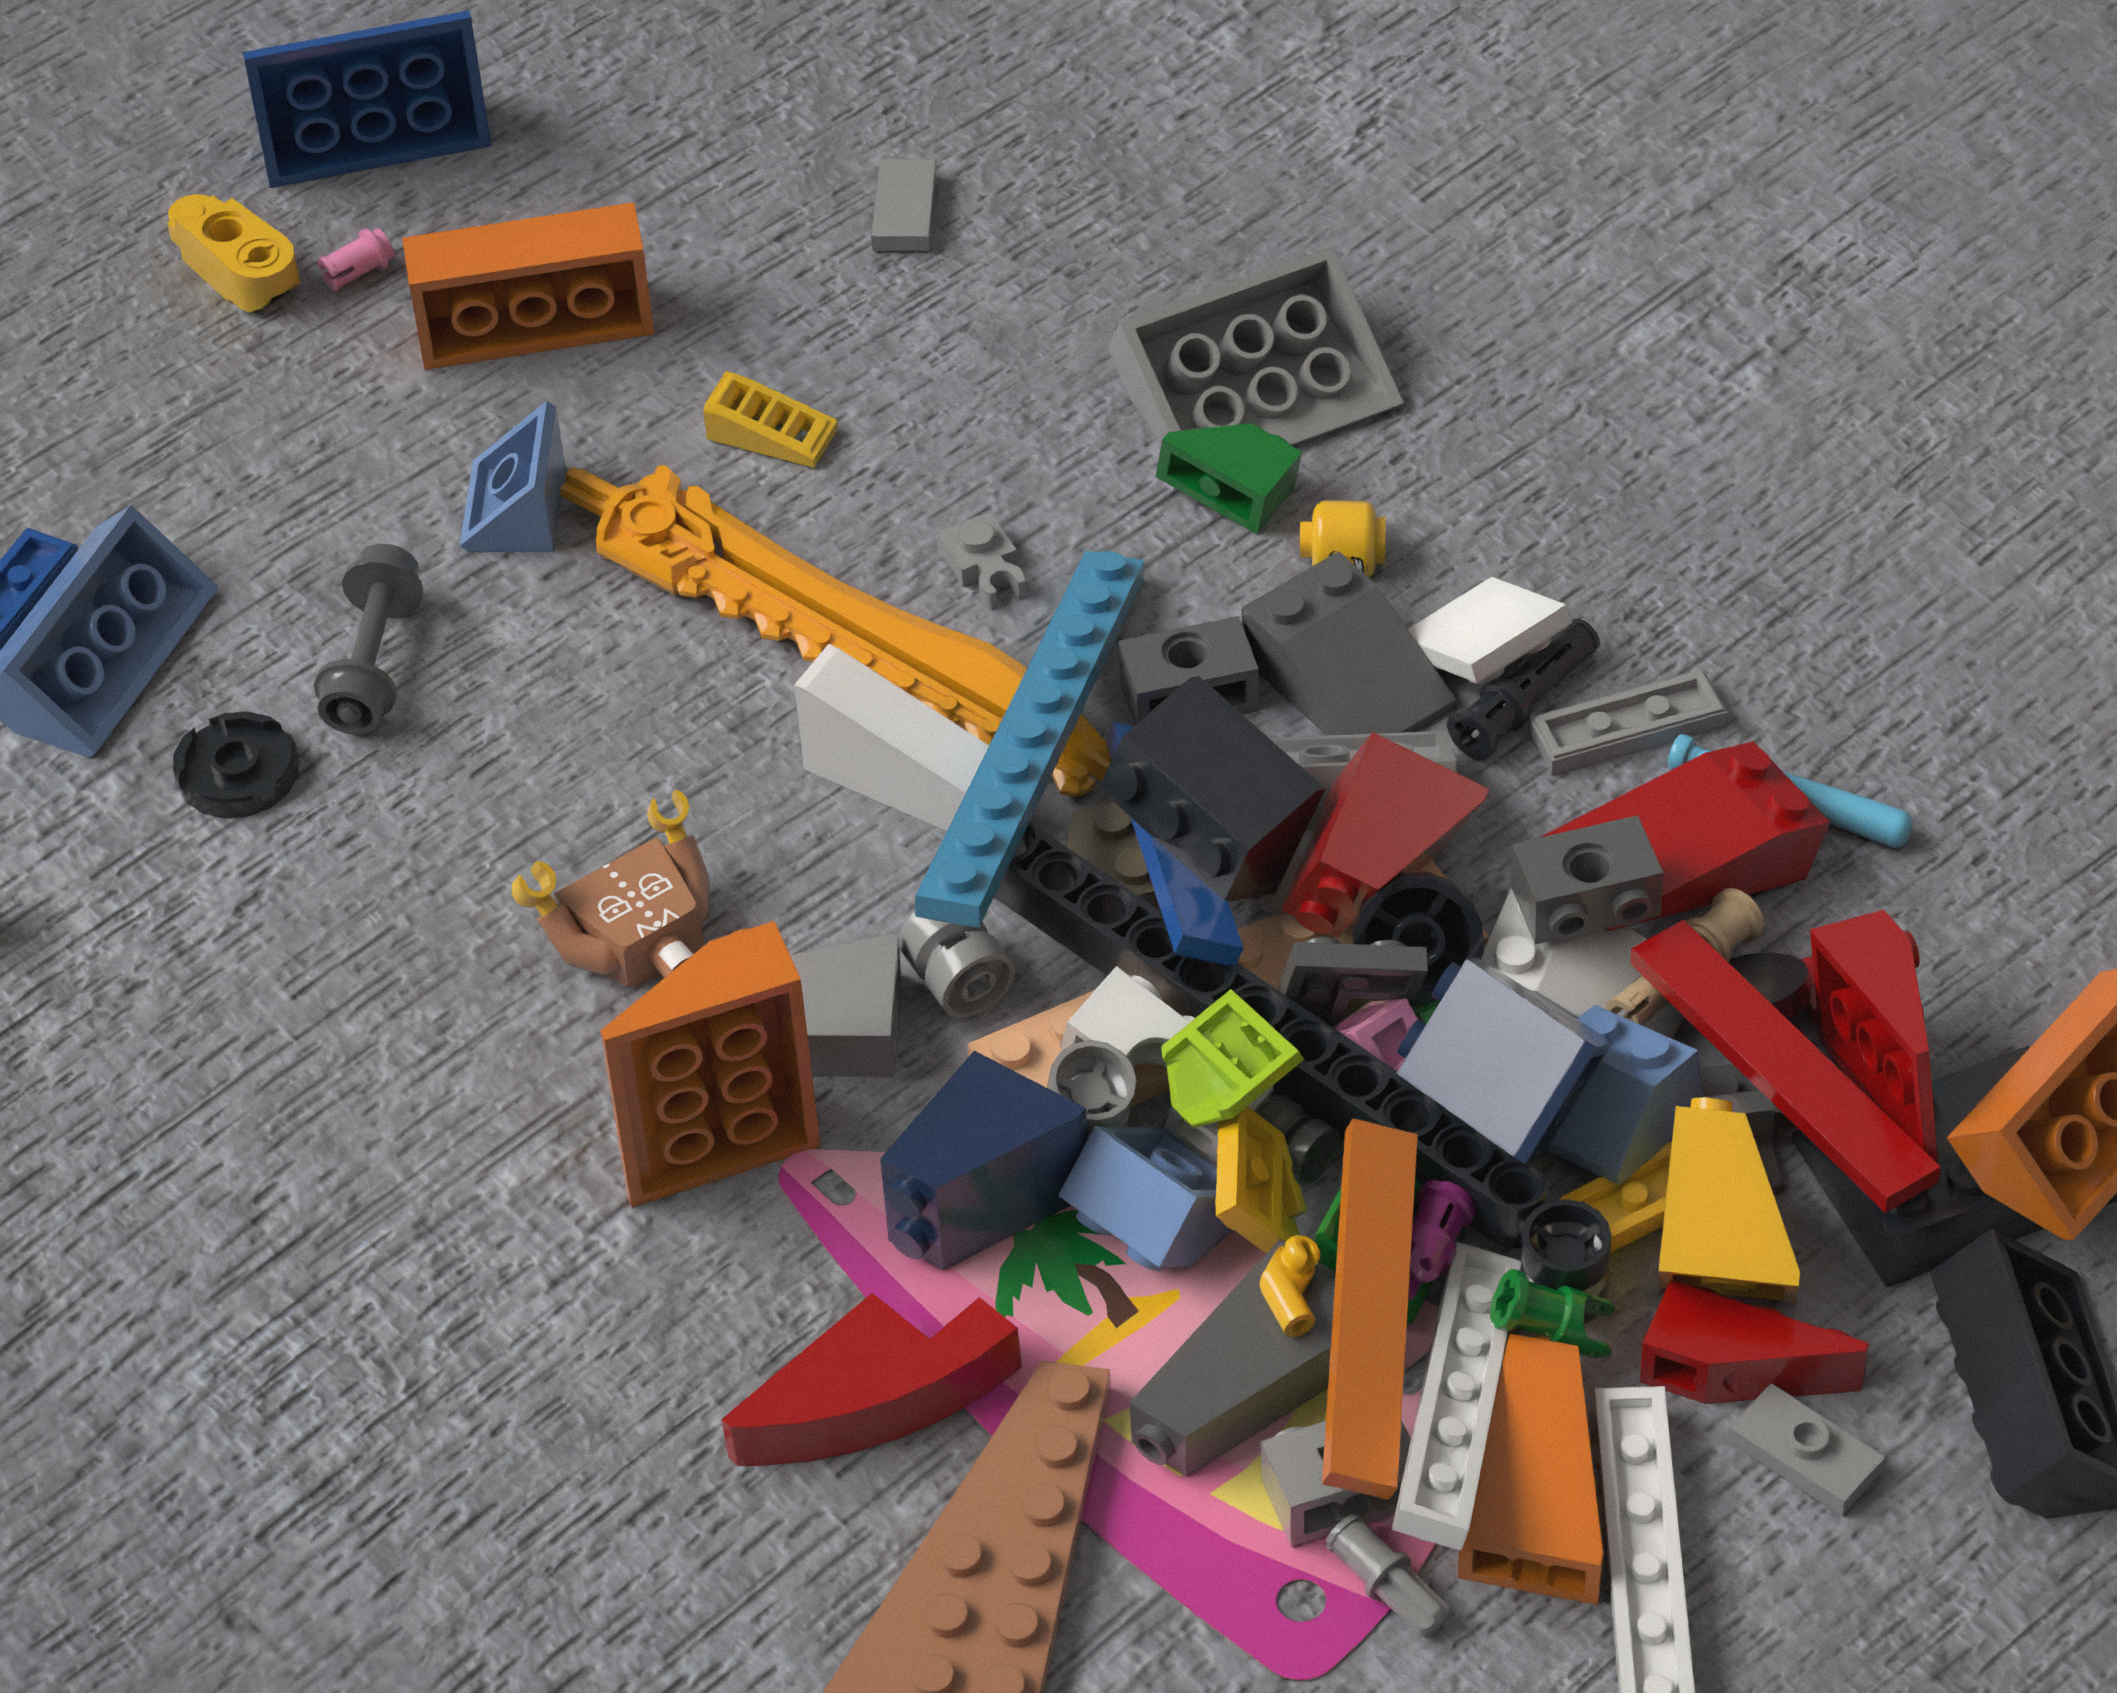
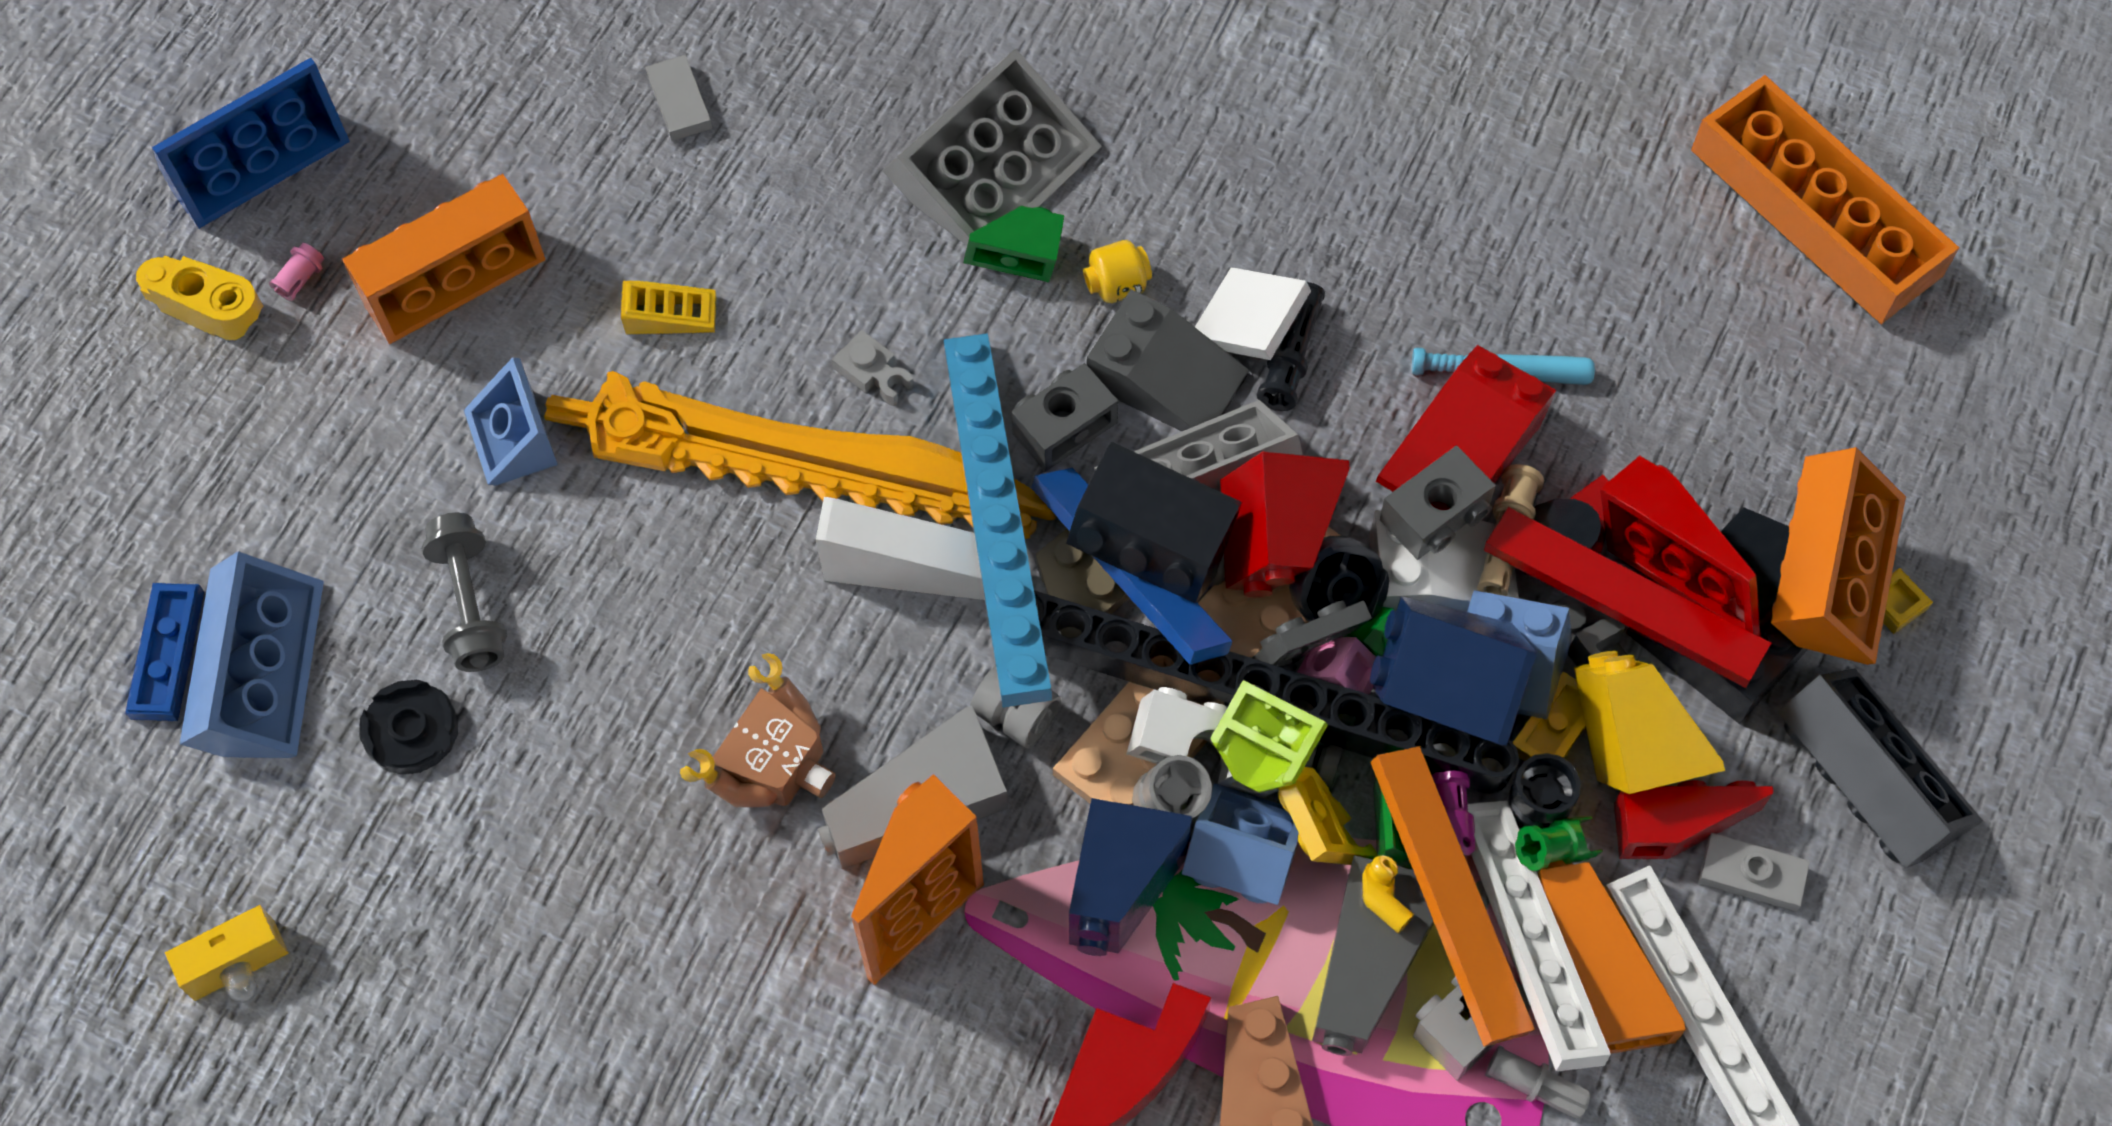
camera: 25 degrees left, 15 degrees up
(1627, 722) = (1369, 348): light grey tile -> none

